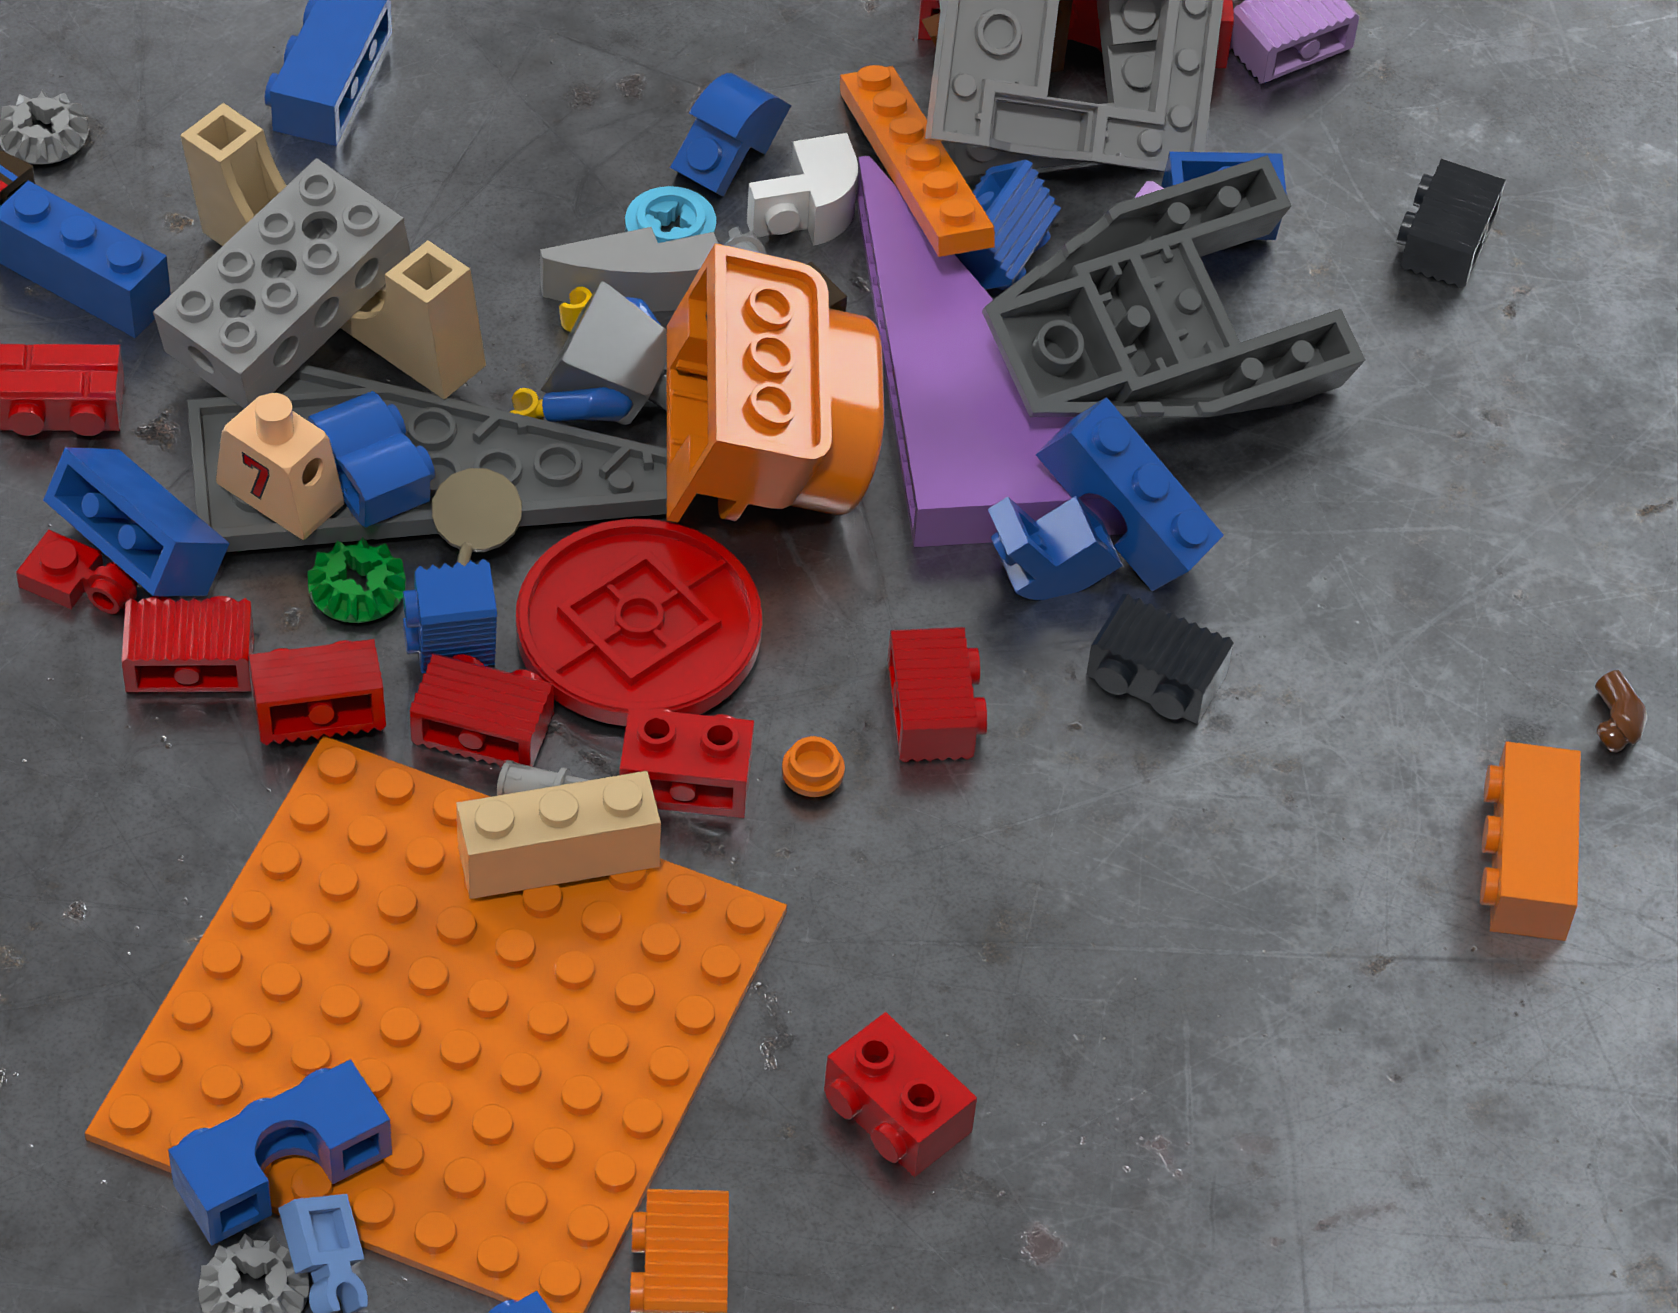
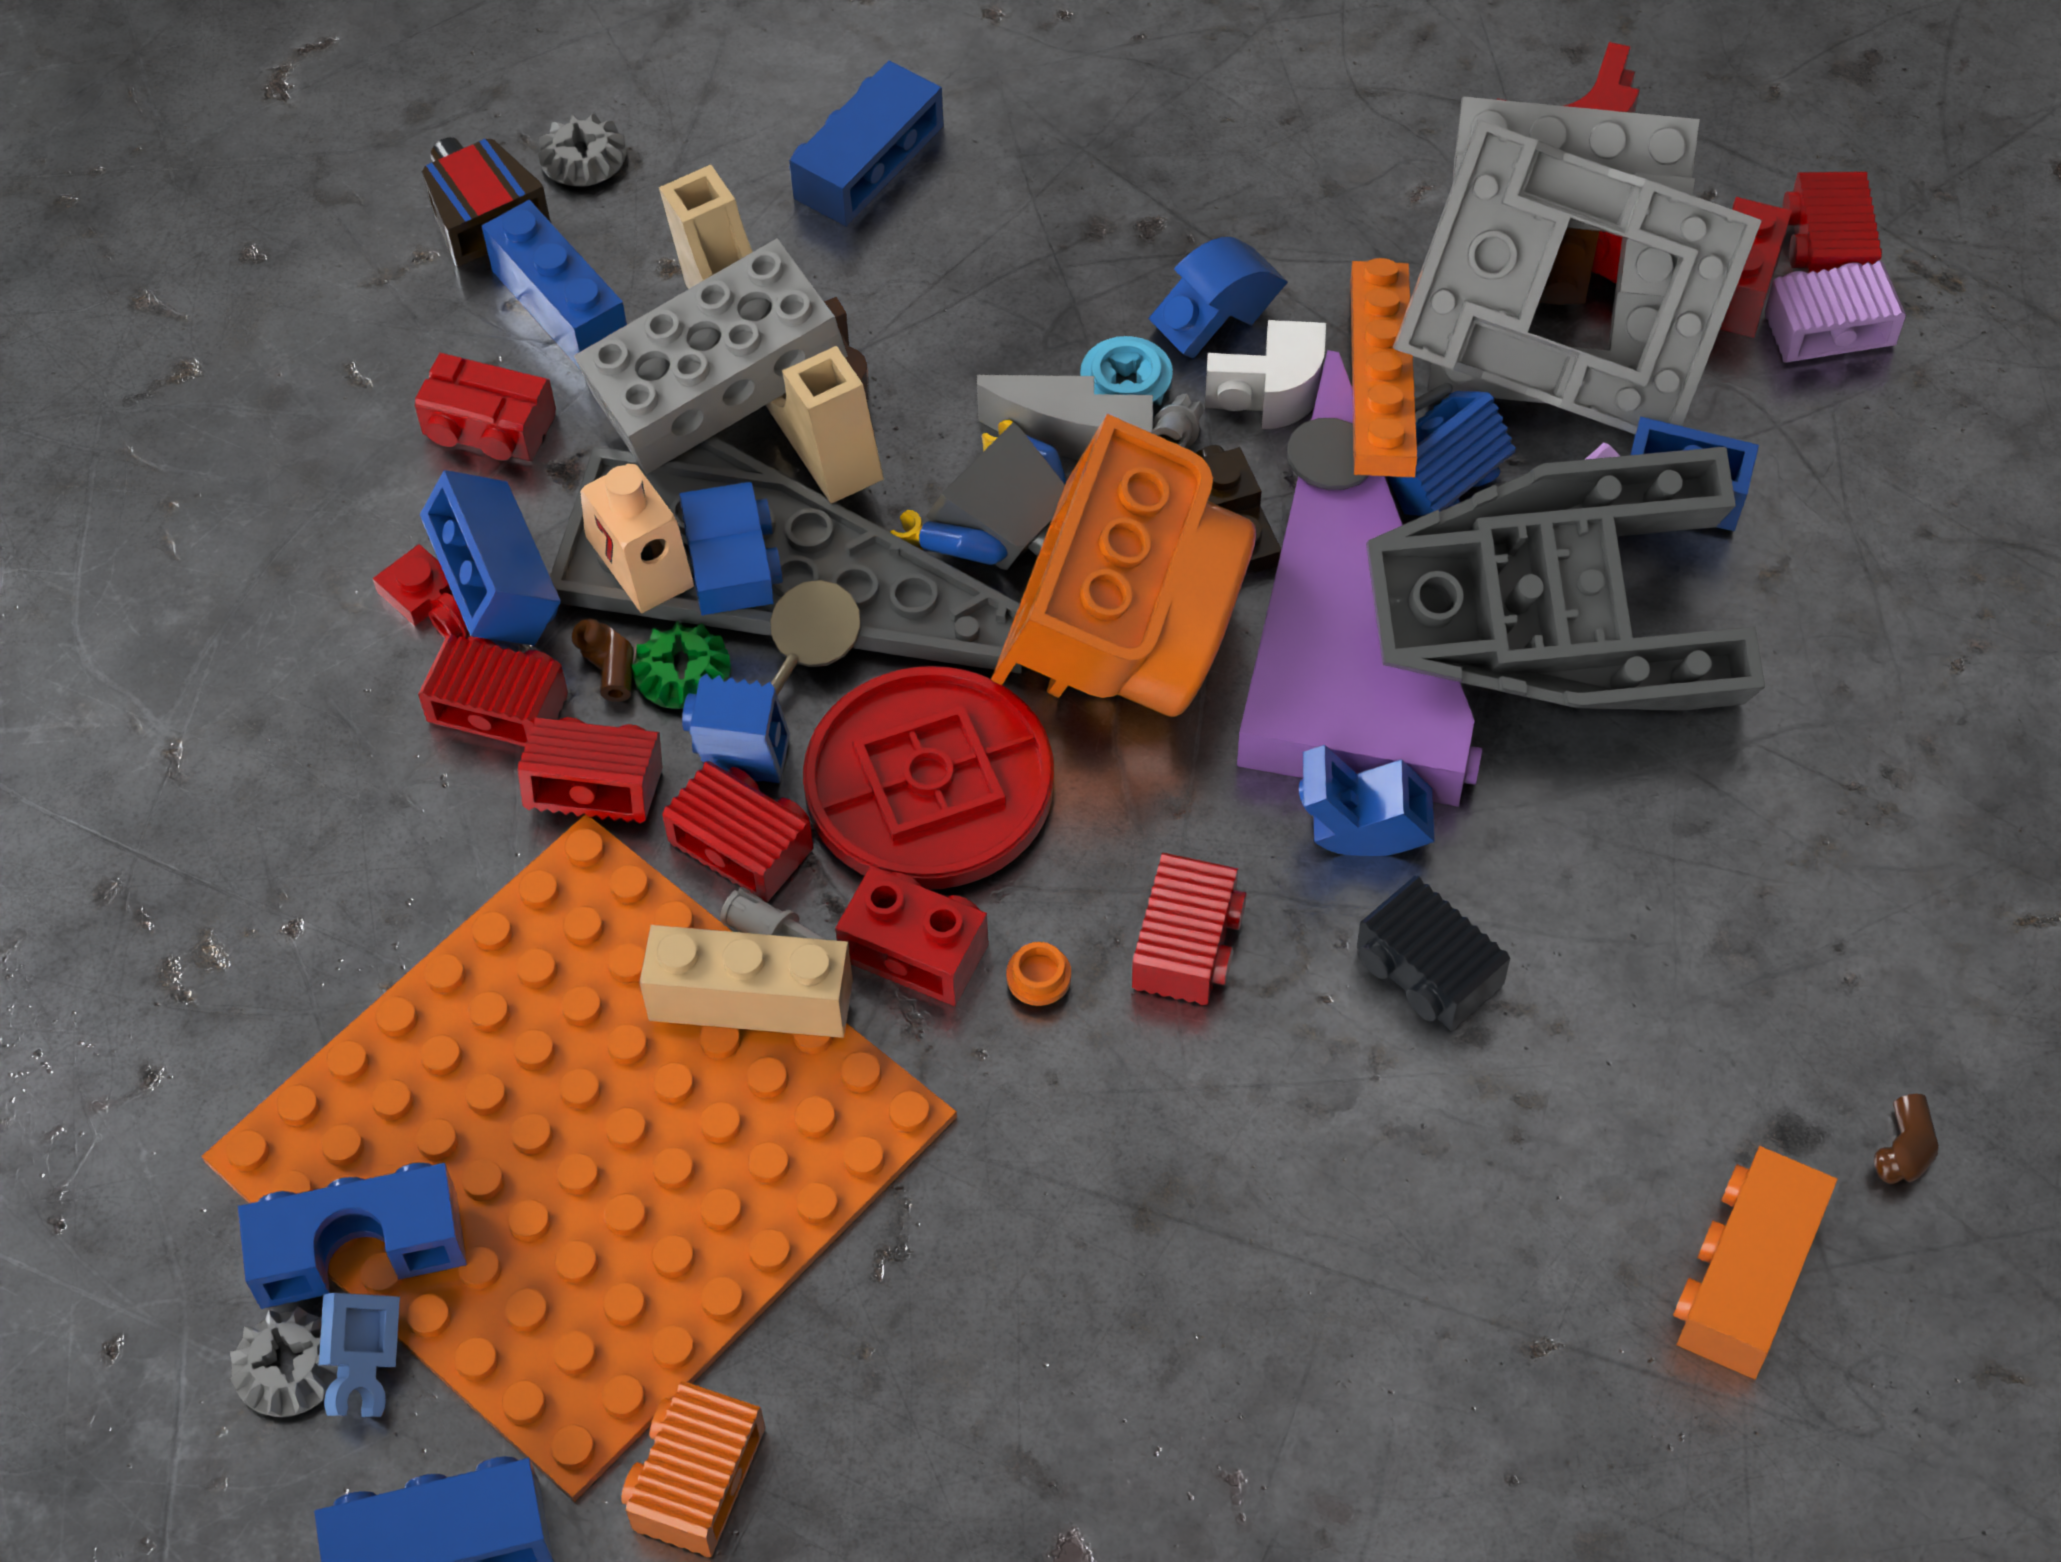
camera: 25 degrees right, 5 degrees up
(283, 586) = (609, 653): none -> reddish brown arm
(898, 244) = (1323, 448): none -> dark grey piece
(899, 1095) = (979, 1351): red brick -> none
(1108, 458) = (1443, 732): blue arch -> none
(1451, 222) = (1924, 556): black brick -> none

